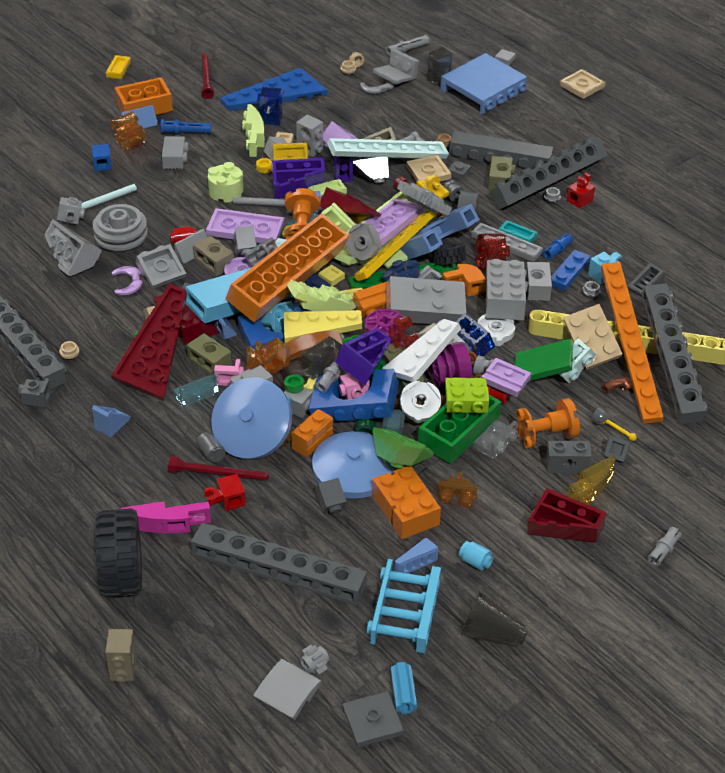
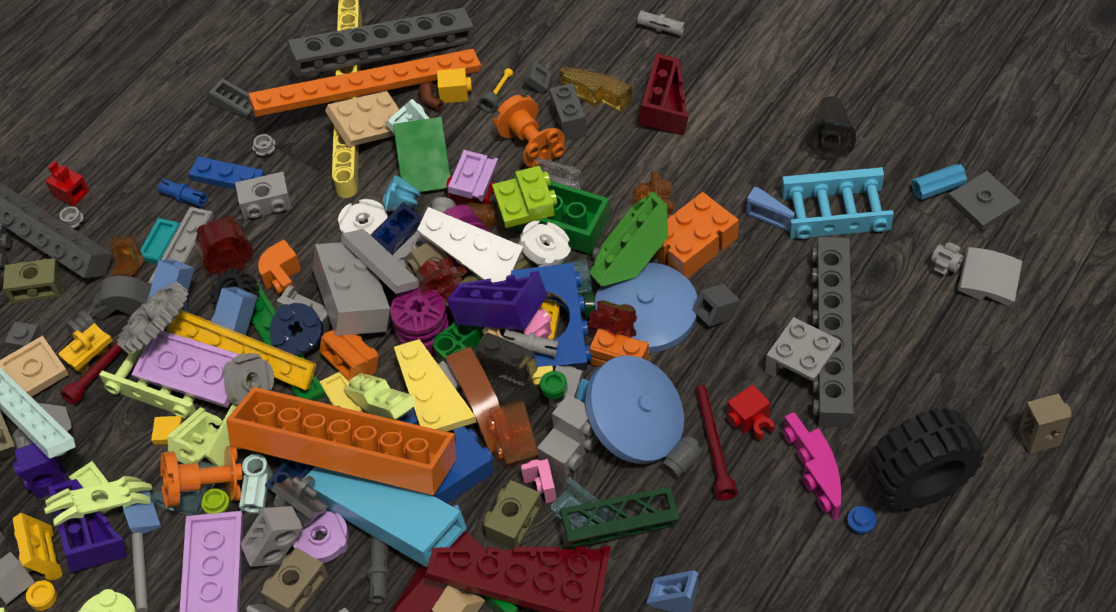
camera: 100 degrees left, 10 degrees up
(168, 396) = (619, 528): none -> dark green fence
(262, 528) = (801, 350): none -> light grey bracket
(306, 168) = (80, 500): none -> yellowish green piece
(335, 428) = (614, 318): none -> clear red hips
(348, 204) = (143, 444): dark red wedge -> none
(436, 308) = (380, 261): none -> light grey tile
(476, 555) = (741, 161): medium azure brick -> none
(499, 215) = (127, 255): none -> clear orange bracket
(505, 289) = (299, 215): light grey brick -> none
(506, 339) = (398, 192): none -> medium azure hat
(596, 262) = (223, 136): medium azure brick -> none
(622, 396) = (453, 85): none -> yellow brick

